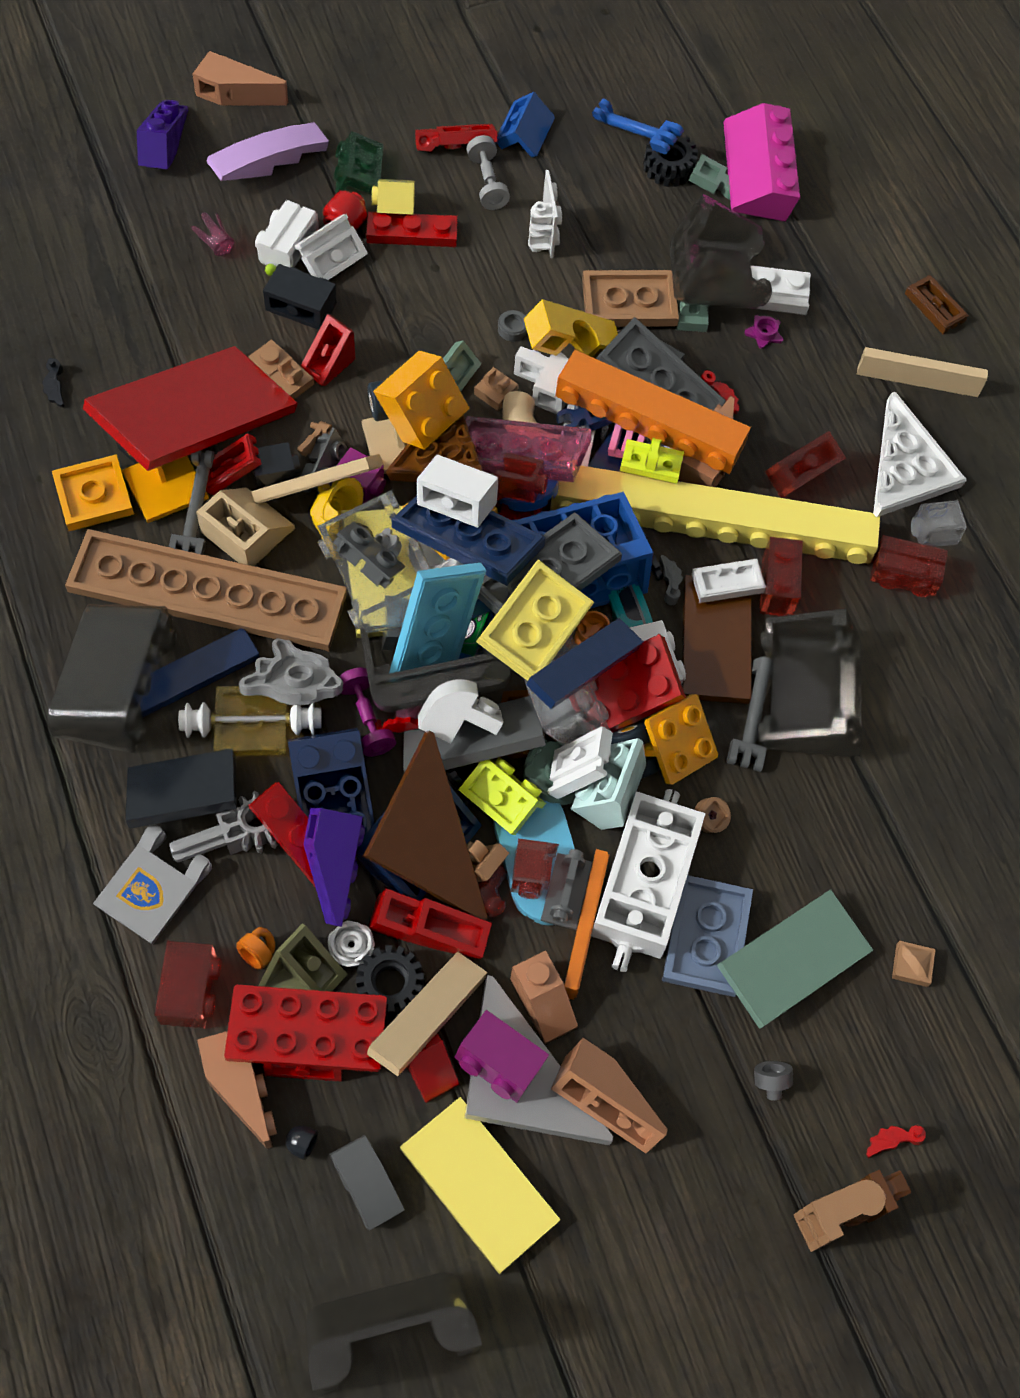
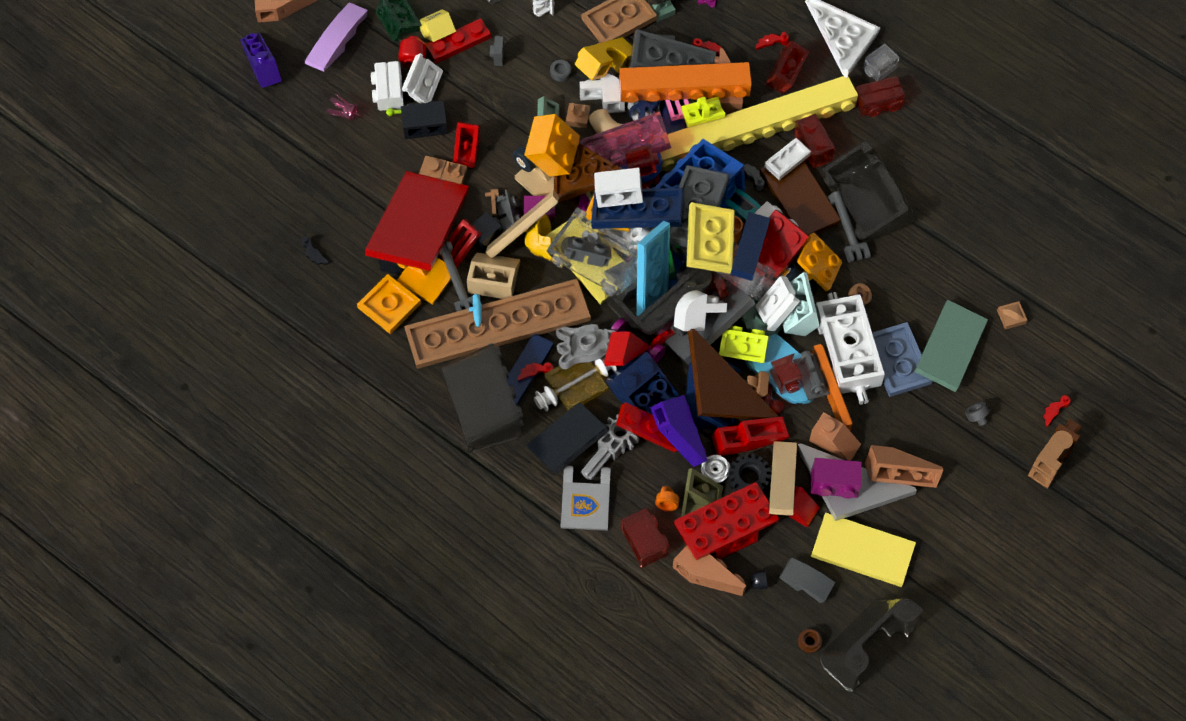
camera: 25 degrees left, 0 degrees up
(189, 556) = (477, 309): none -> medium azure helmet
(206, 673) = (533, 369): none -> red piece
(299, 1271) = (809, 634): none -> reddish brown plate
(332, 709) = (623, 348): none -> red slope
(449, 262) = (497, 50): none -> dark grey plate
(509, 693) = (719, 285): none -> clear red tile
(808, 423) = (769, 40): none -> red piece

